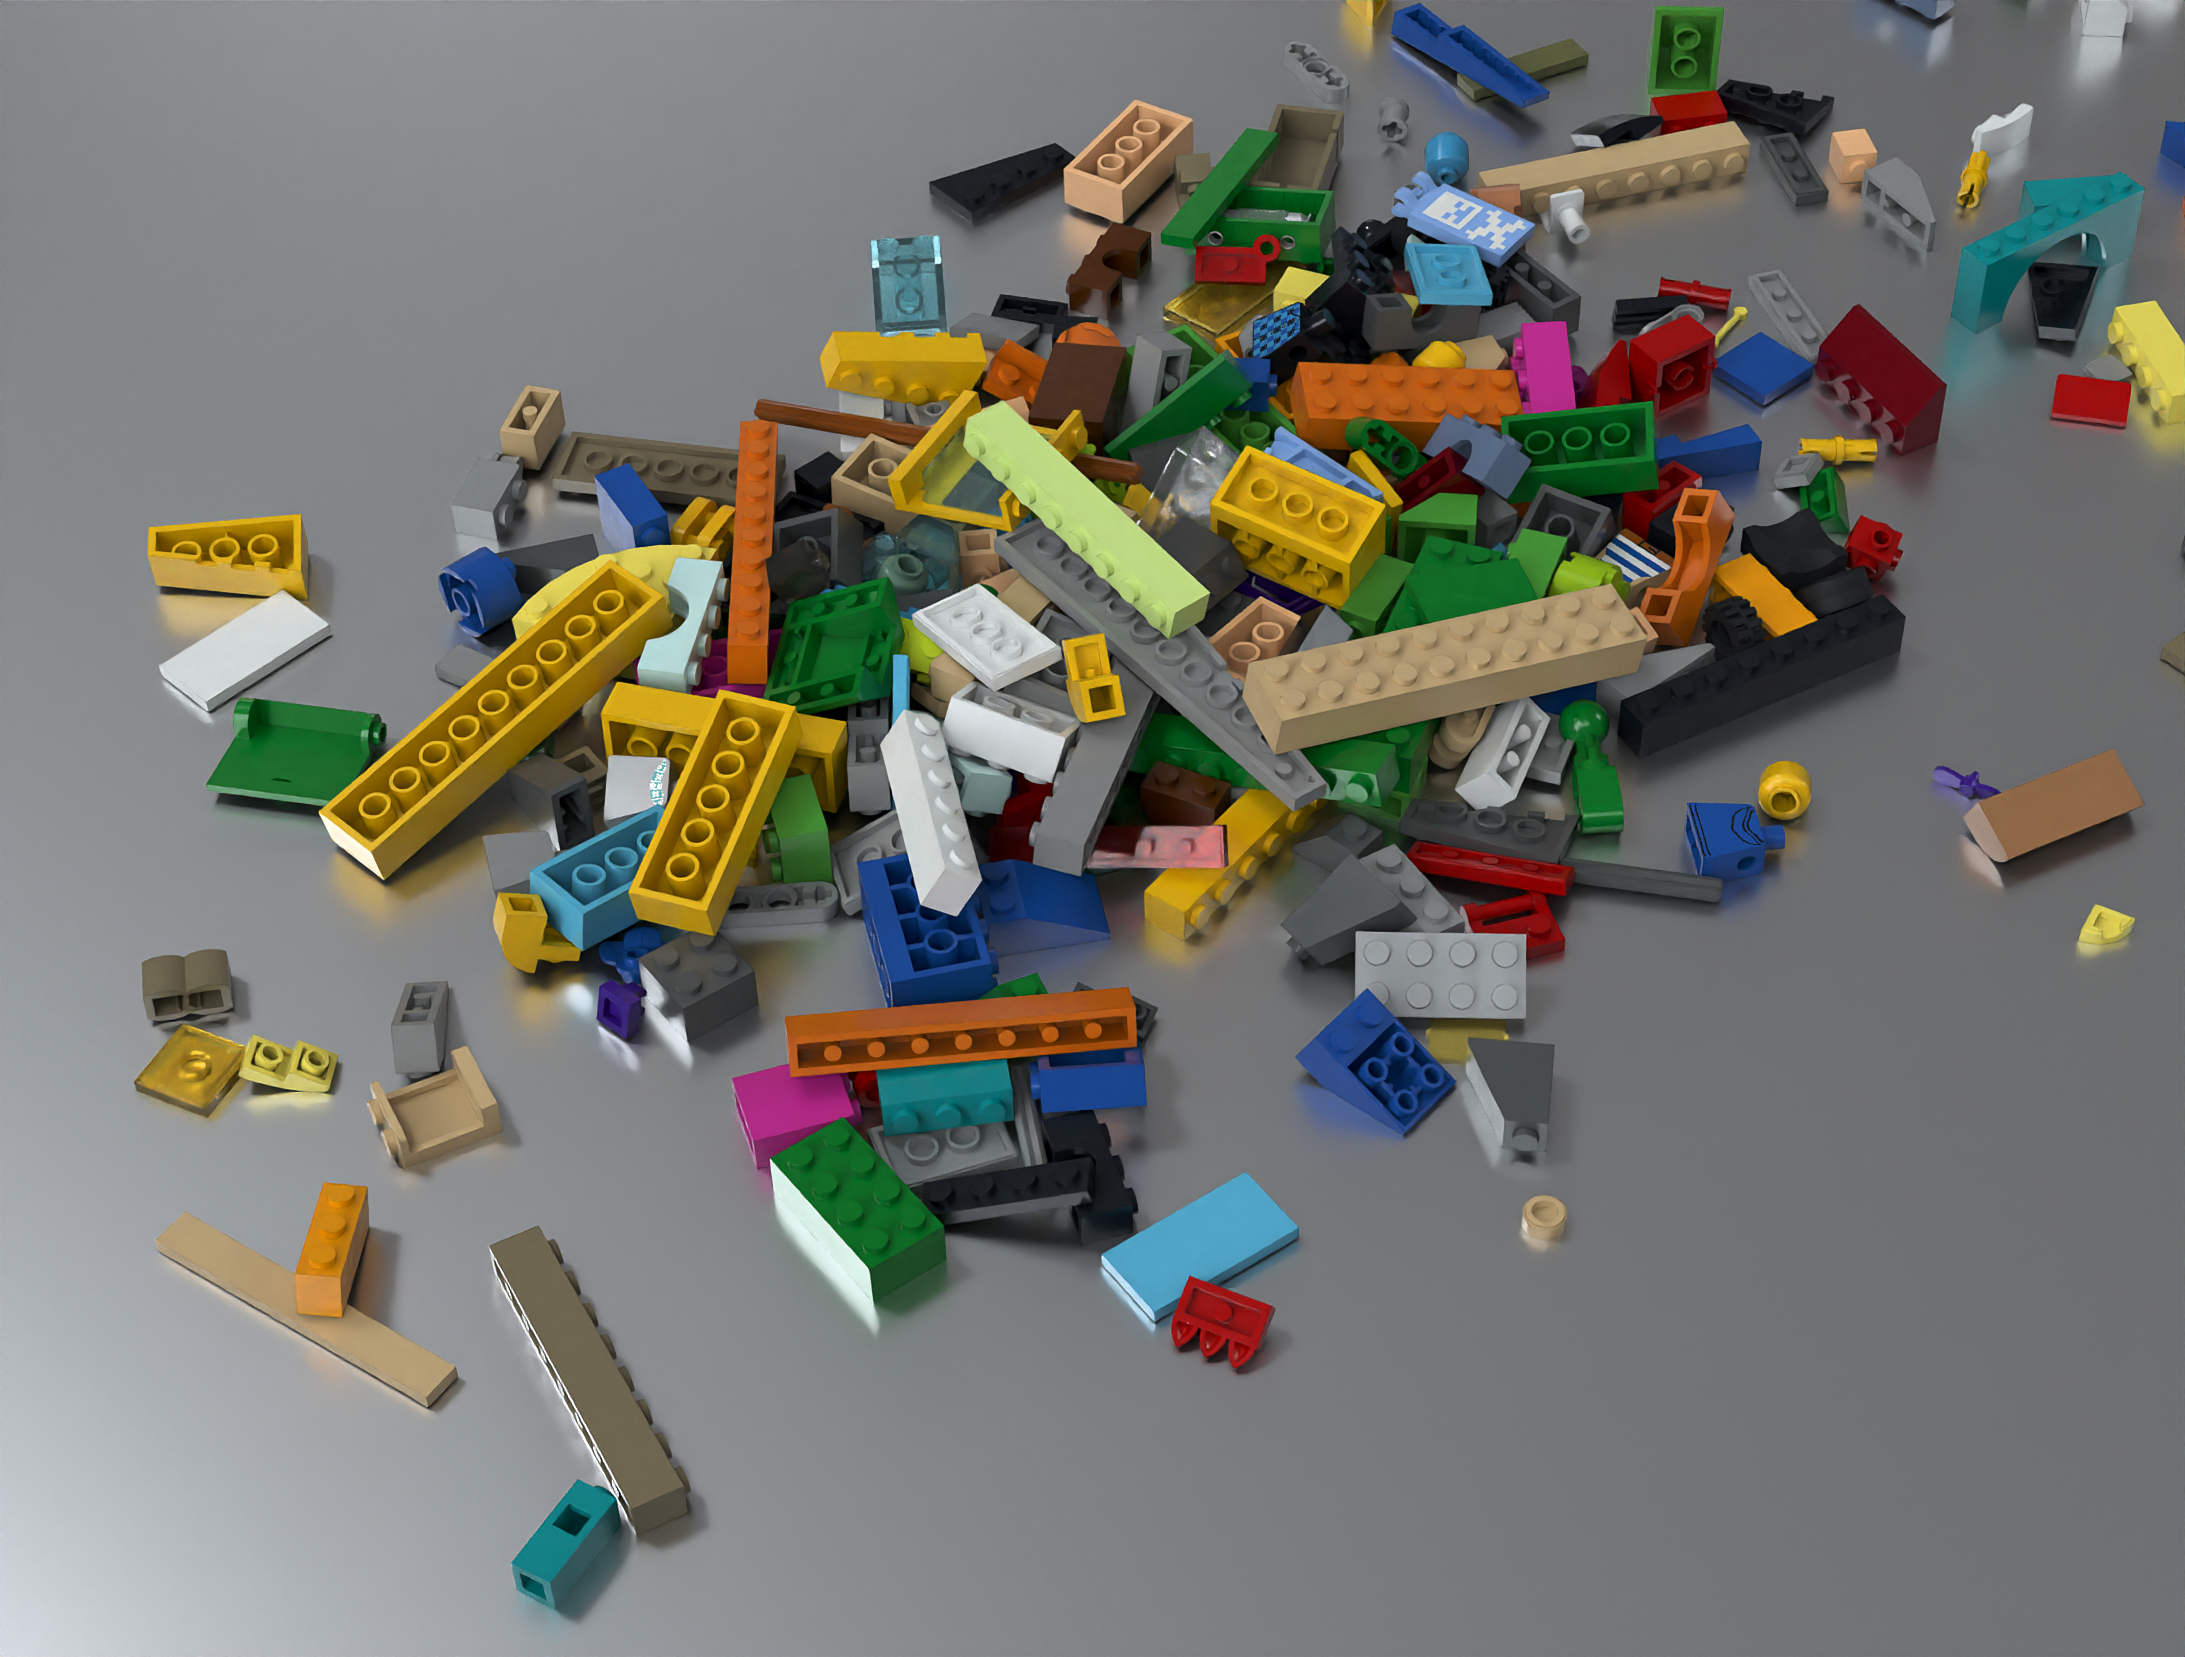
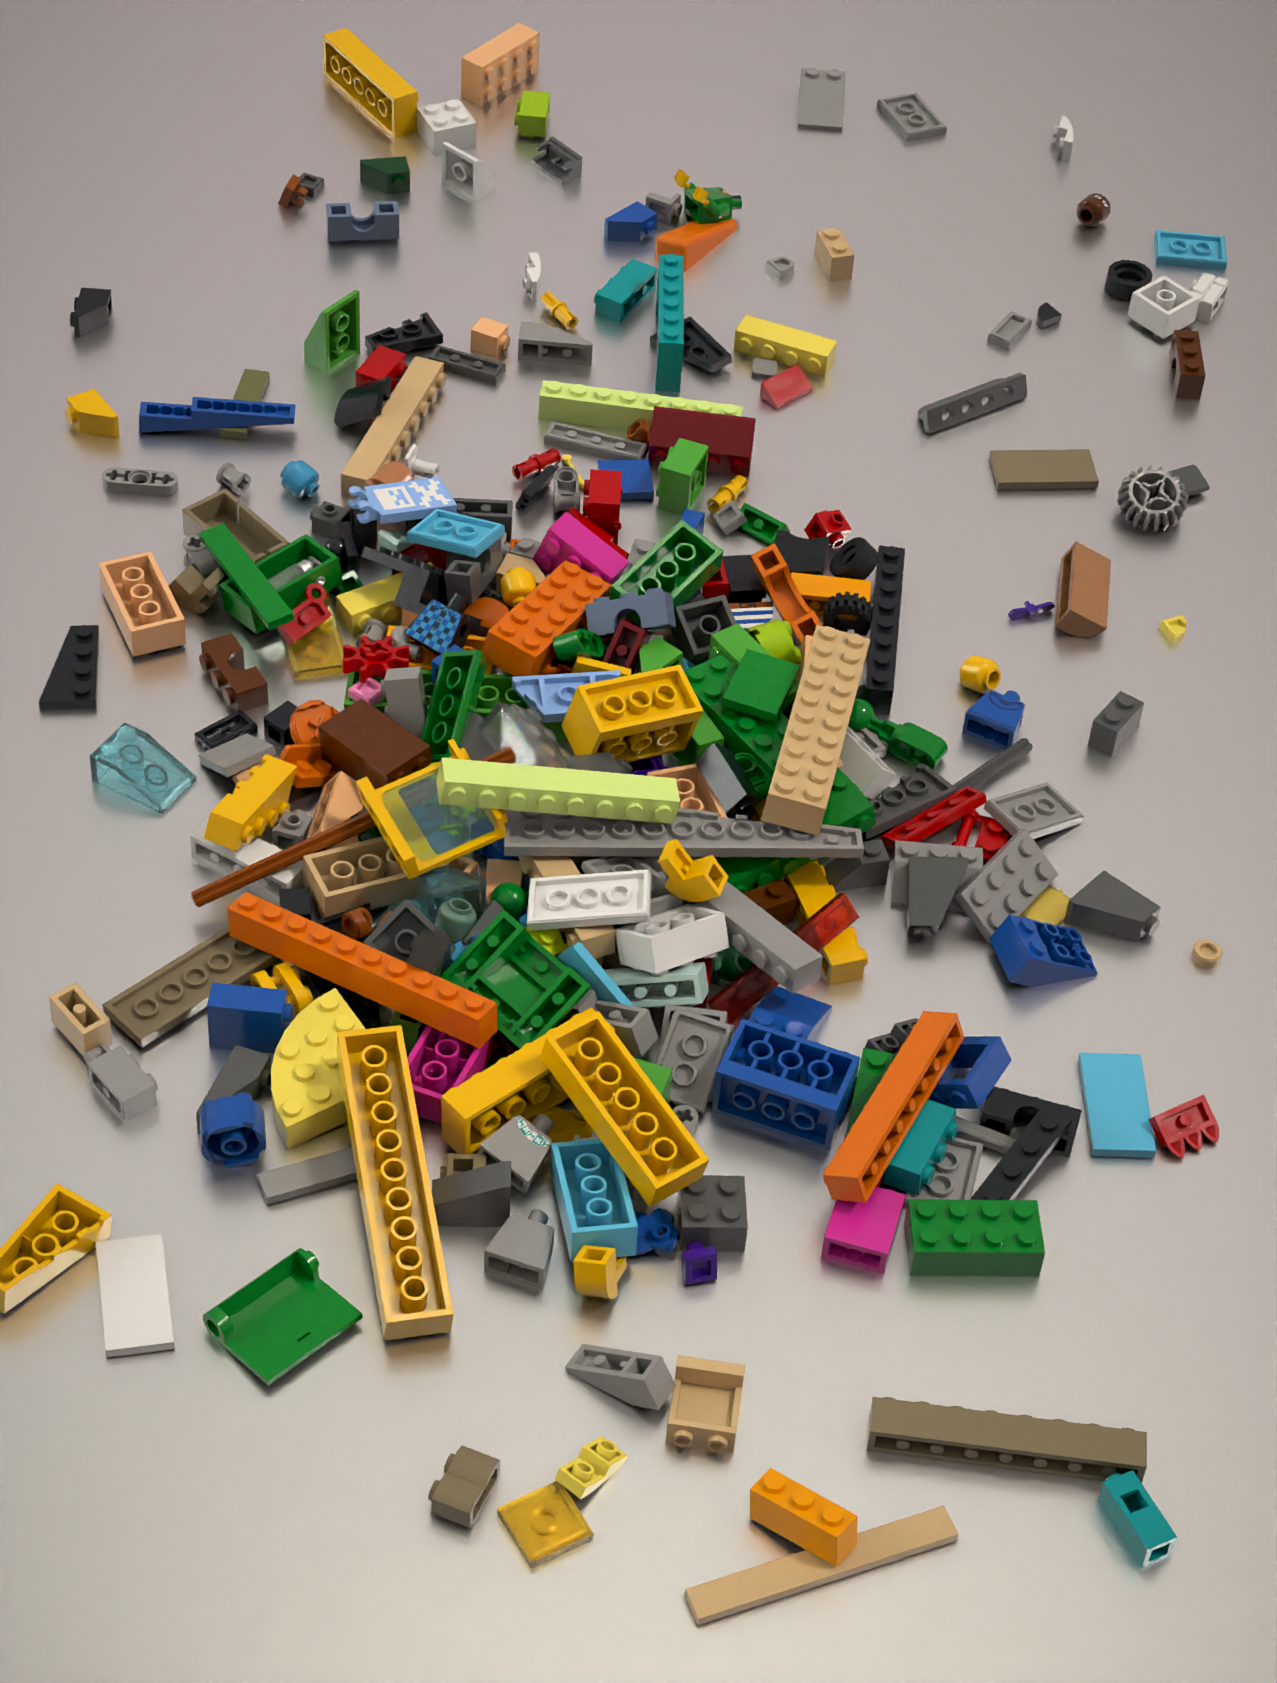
camera: 60 degrees left, 0 degrees up
(696, 595) = (442, 1062): light aqua arch -> none
(930, 813) = (724, 1007): white brick -> none
(1200, 326) = (374, 658): none -> red gear
(1602, 947) = (1036, 809): none -> light grey tile
(1800, 396) = (682, 476): none -> bright green brick
(1844, 281) = (612, 407): none -> yellowish green brick
(1844, 945) = (1116, 723): none -> dark grey brick

